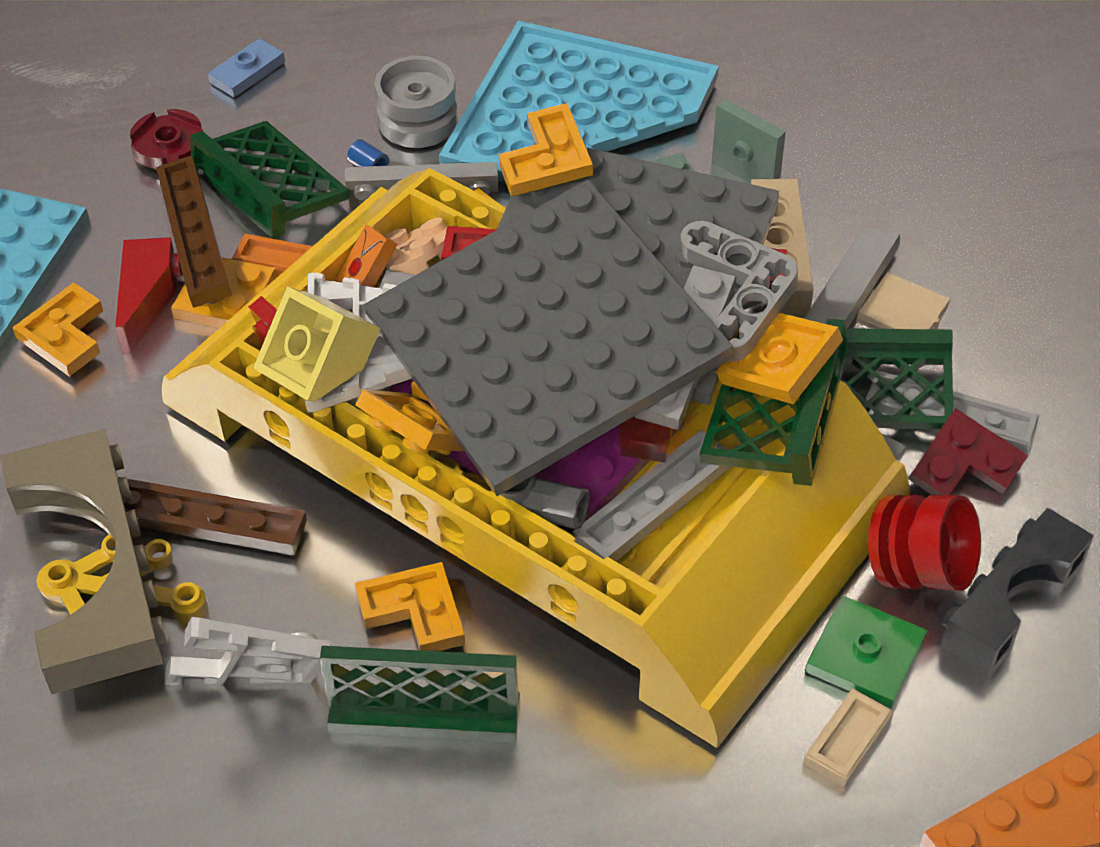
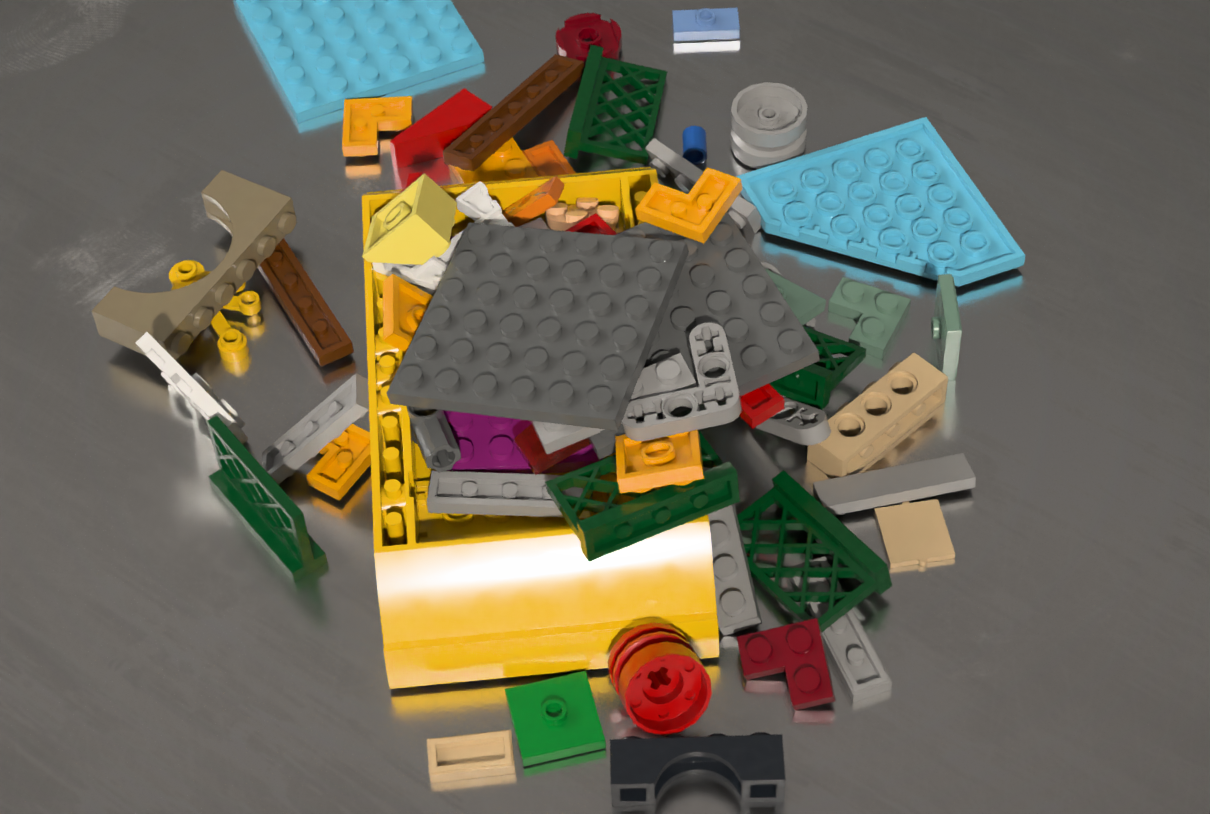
camera: 50 degrees right, 0 degrees up
(409, 580) = (317, 429): none -> light grey plate

